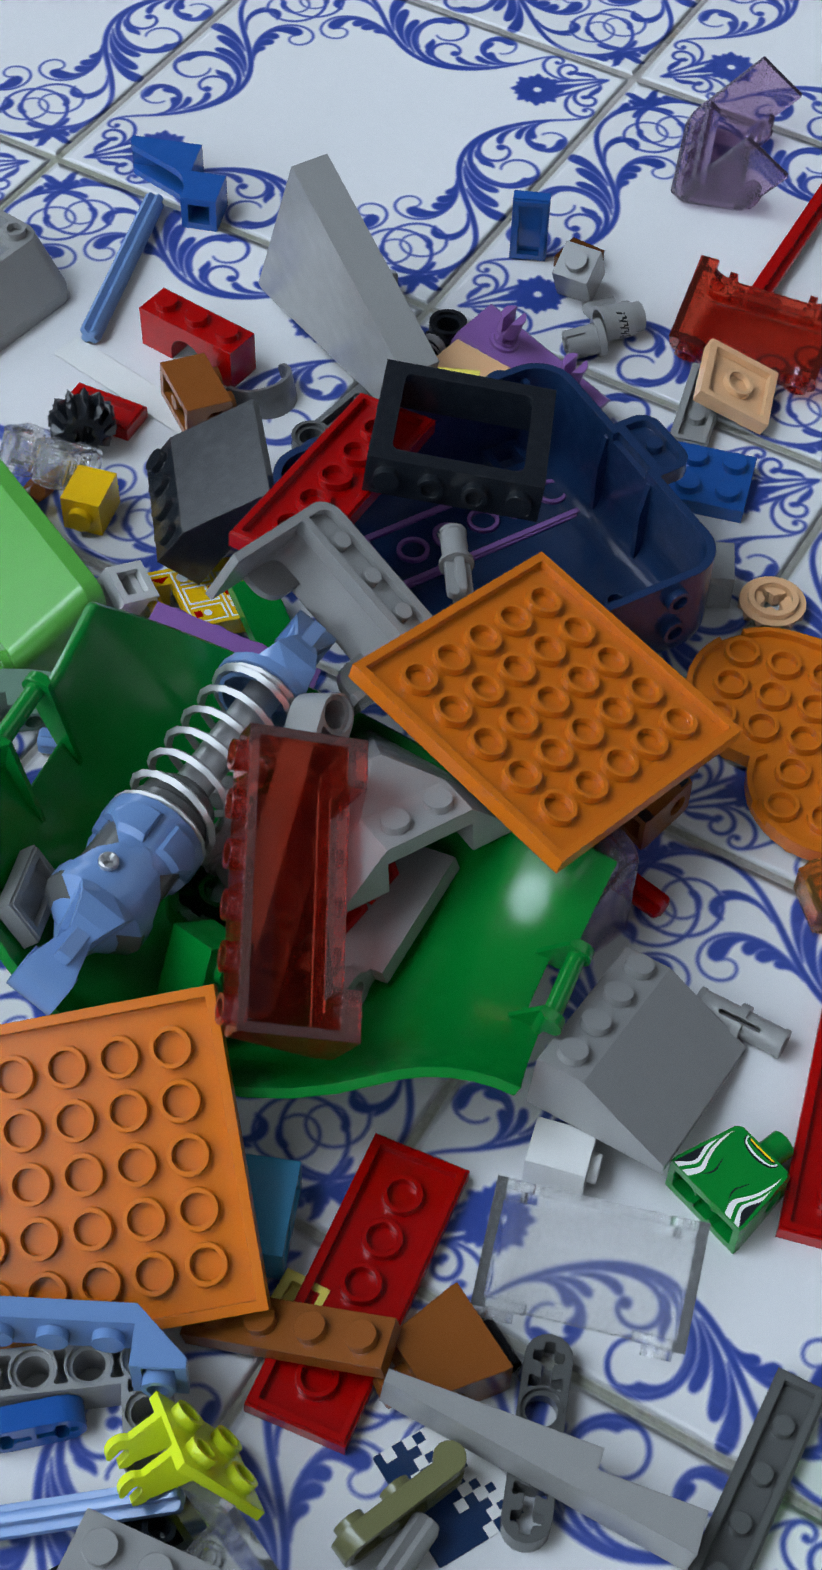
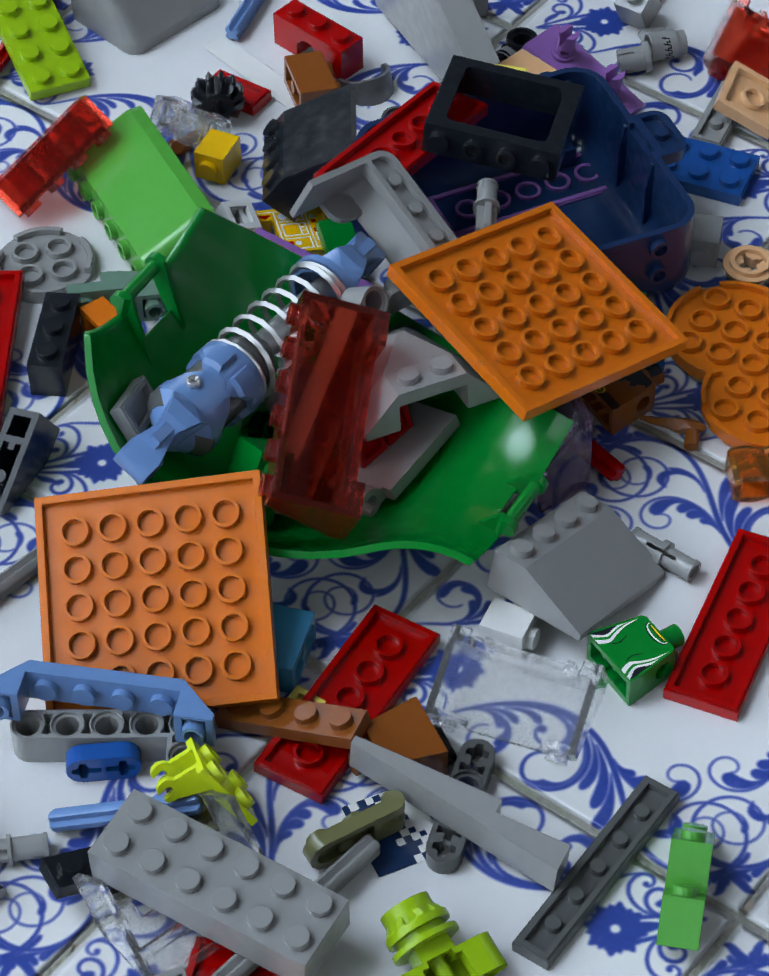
camera: 10 degrees right, 5 degrees down
(731, 832) = (684, 426): none -> dark orange bar

